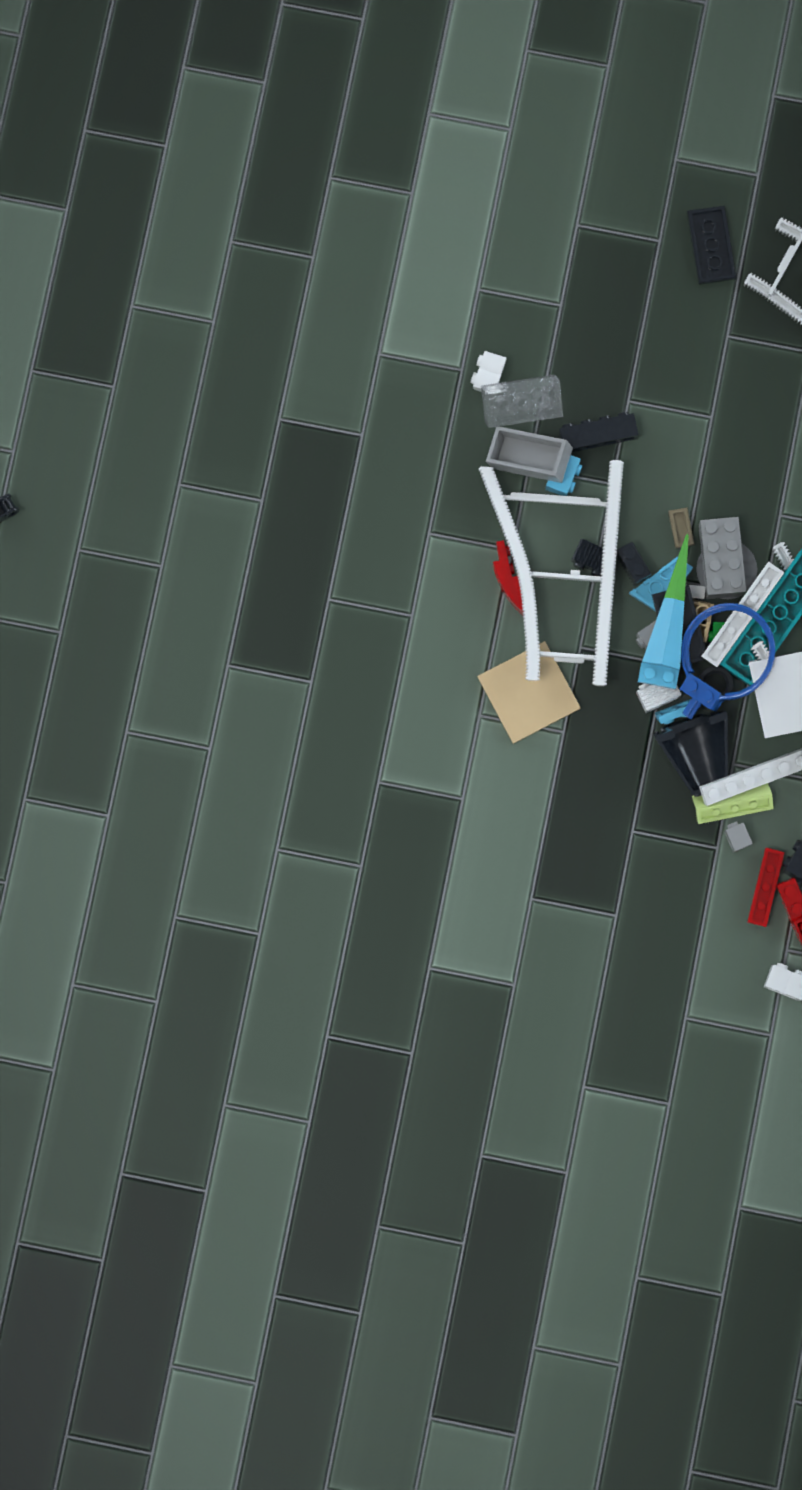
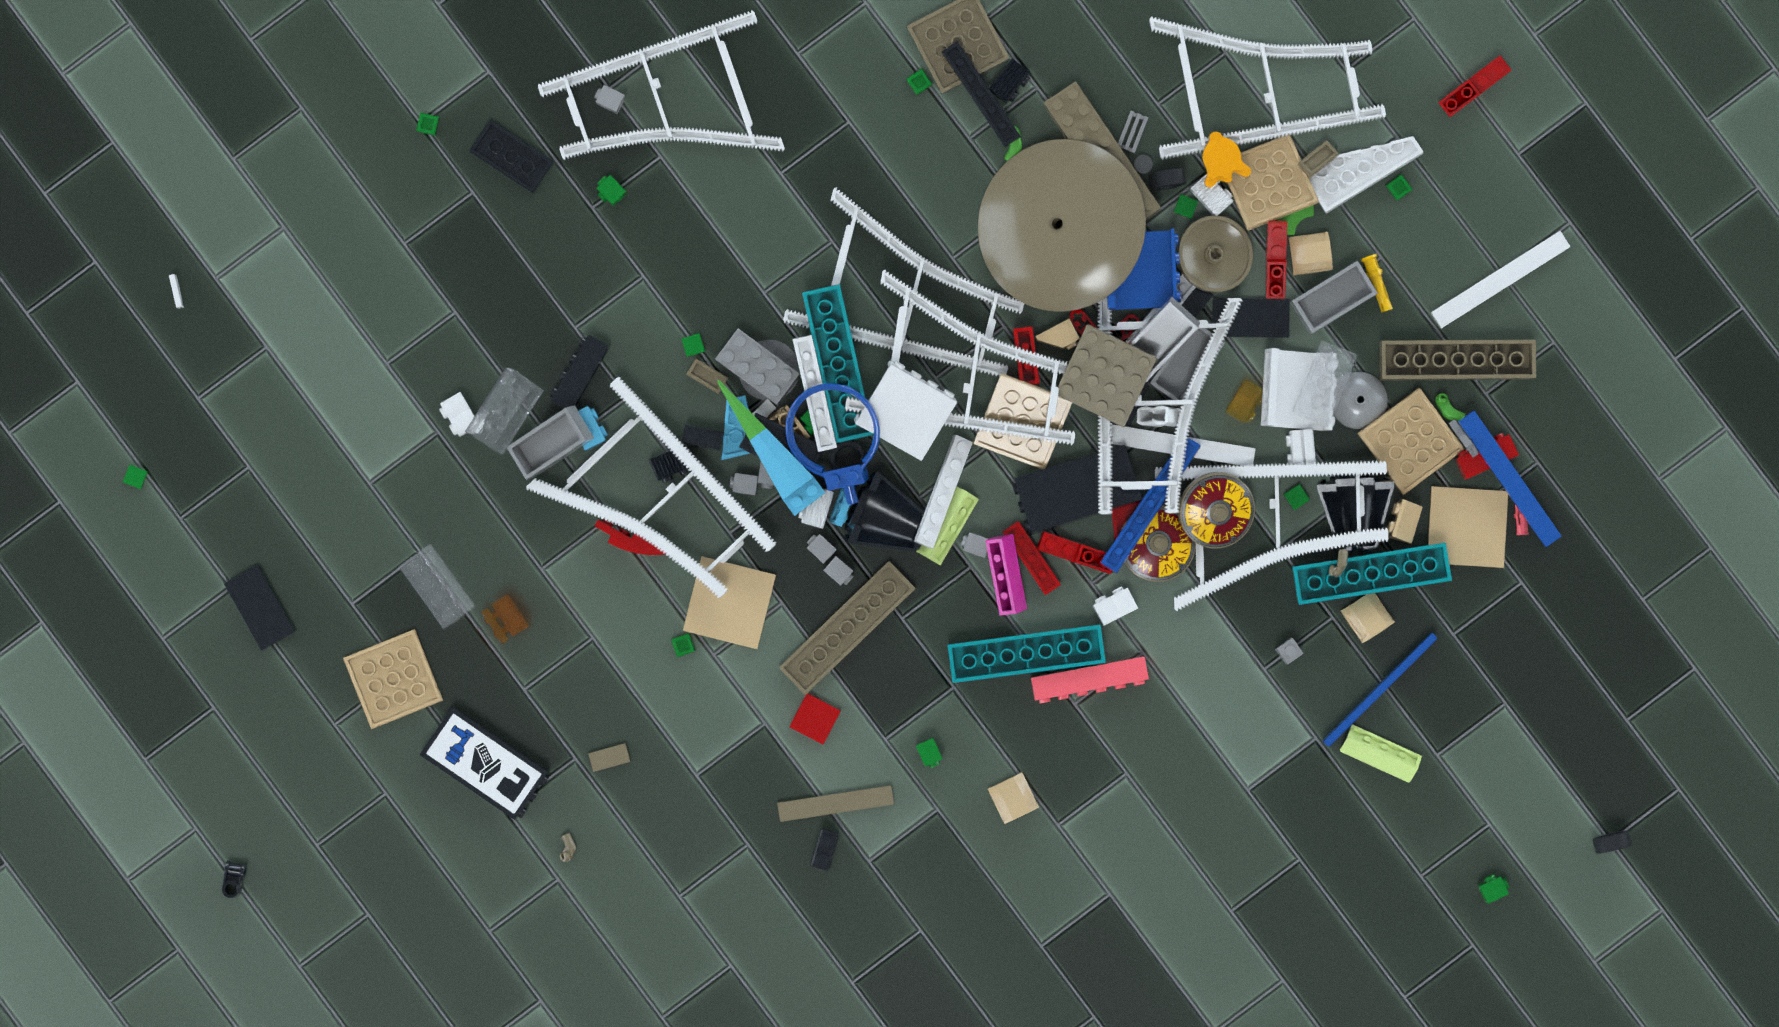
camera: 50 degrees left, 5 degrees up
(217, 354) = (259, 607): none -> black tile
(232, 183) = (135, 476): none -> green tile
(241, 736) = (569, 849): none -> dark tan arm
(248, 618) = (485, 763): none -> brick
(250, 497) = (393, 679): none -> tan tile
(334, 705) = (609, 757): none -> dark tan tile
(348, 467) = (437, 586): none -> clear brick
(374, 541) = (510, 616): none -> clear orange brick
(394, 93) = (176, 291): none -> white piece
(408, 925) = (824, 849): none -> black brick
(450, 904) = (835, 803): none -> dark tan tile
(466, 686) = (683, 645): none -> green tile
(499, 832) = (815, 719): none -> red tile
(551, 940) = (929, 753): none -> green brick
(574, 1033) = (1013, 798): none -> tan slope
(589, 796) = (847, 628): none -> dark tan plate
(625, 752) = (839, 571): none -> light grey brick
(626, 625) = (744, 484): none -> light grey brick
(630, 723) = (820, 548): none -> light grey brick
(679, 164) = (427, 124): none -> green tile
(691, 946) = (1026, 653): none -> teal brick
(694, 497) = (693, 345): none -> green tile
(715, 1011) = (1089, 678): none -> coral brick
(736, 878) = (1006, 574): none -> dark pink brick
(753, 337) = (610, 190): none -> green brick

